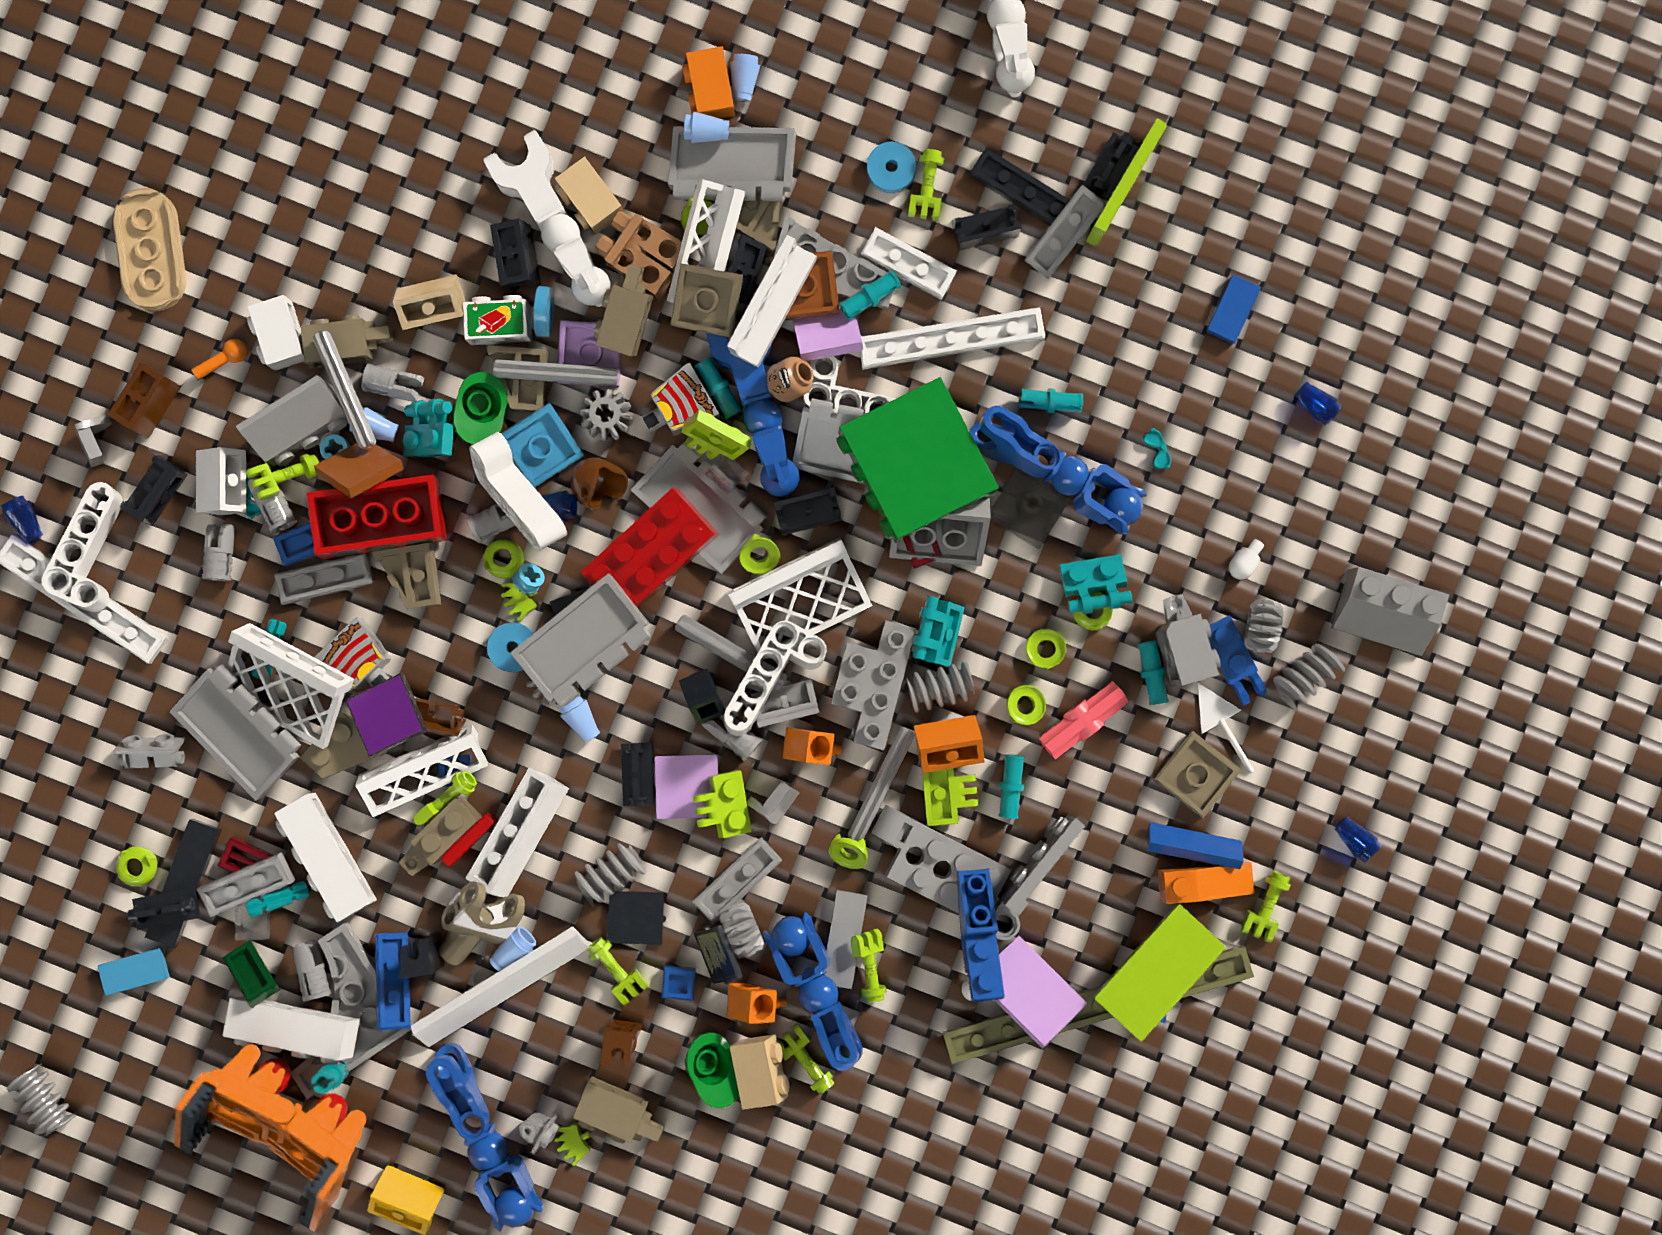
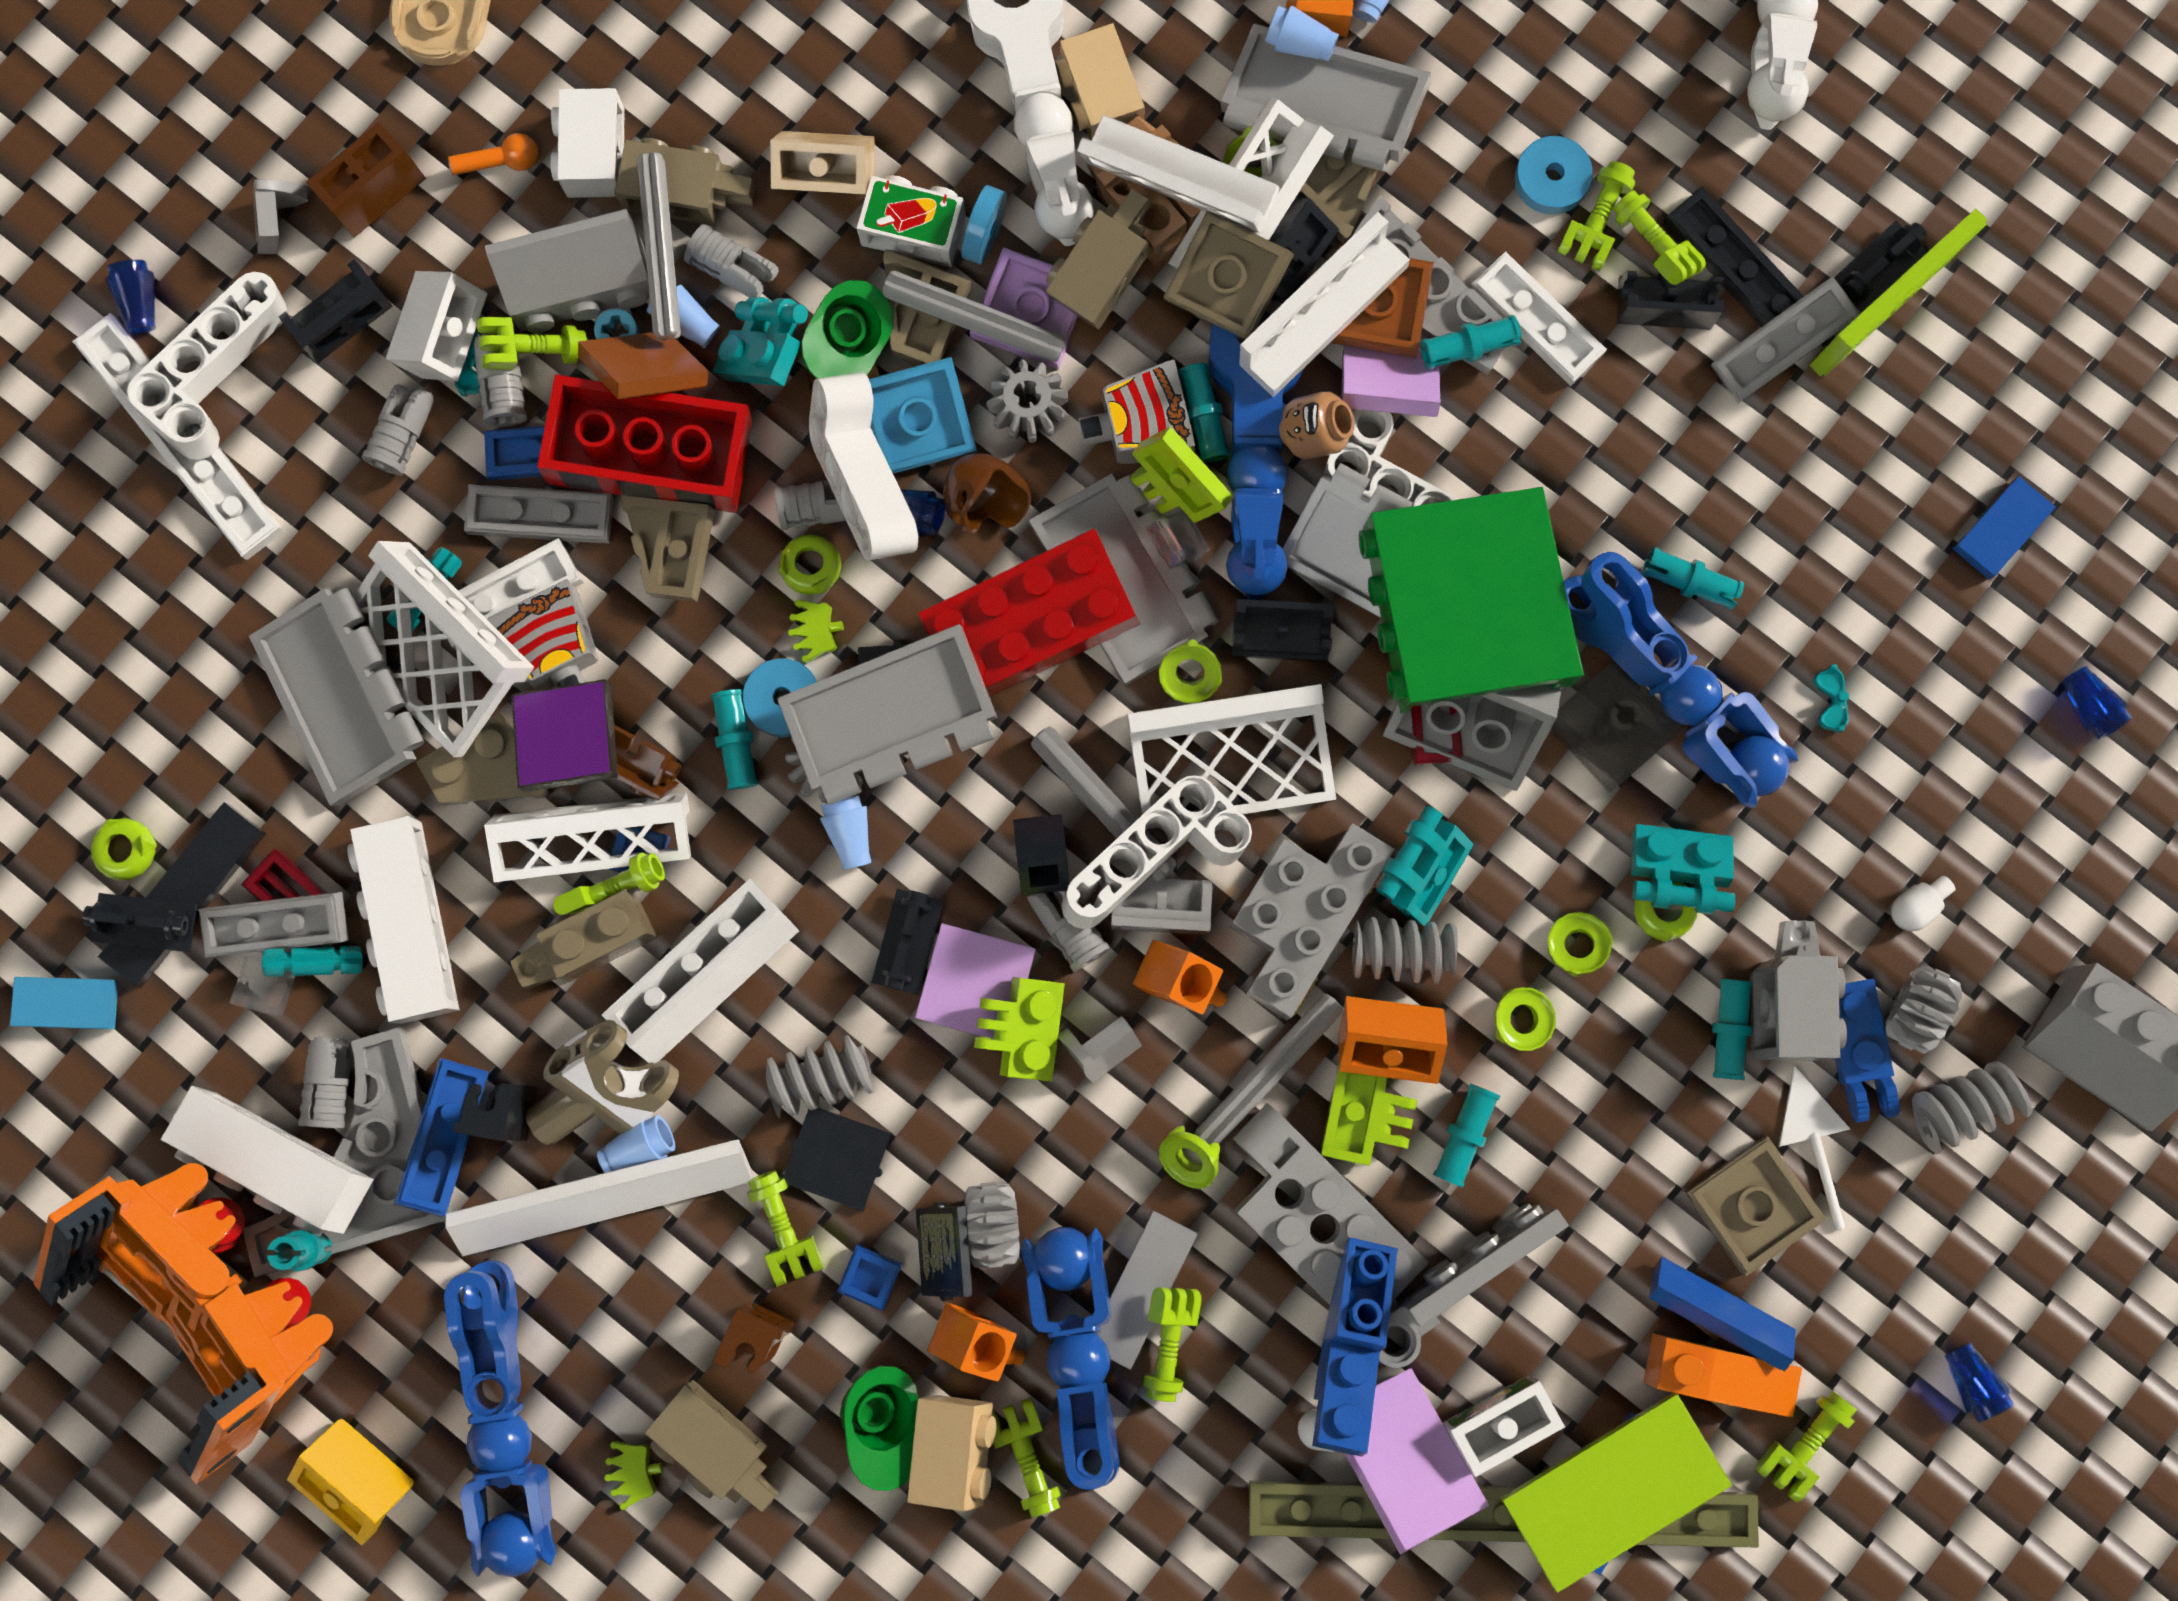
camera: 20 degrees right, 5 degrees down
(136, 751) = (181, 680): light grey hinge -> none
(251, 973) = (235, 1059): dark green tile -> none
(327, 624) = (522, 579): none -> white tile
(469, 839) = (626, 960): red tile -> none
(491, 683) = (734, 739): none -> teal pin
(515, 254) = (968, 132): black hinge -> none
(524, 583) = (829, 606): medium azure bush -> none
(539, 1130) = (587, 1436): light grey hinge -> none
(656, 244) = (1180, 173): none -> white fence
(737, 880) = (1007, 1148): light grey tile -> none
(952, 338) = (1571, 445): white tile -> none
(983, 201) = (1675, 261): none -> lime hinge
(1082, 953) = (1503, 1425): none -> white brick
(1083, 720) = (1606, 1068): coral piece -> none

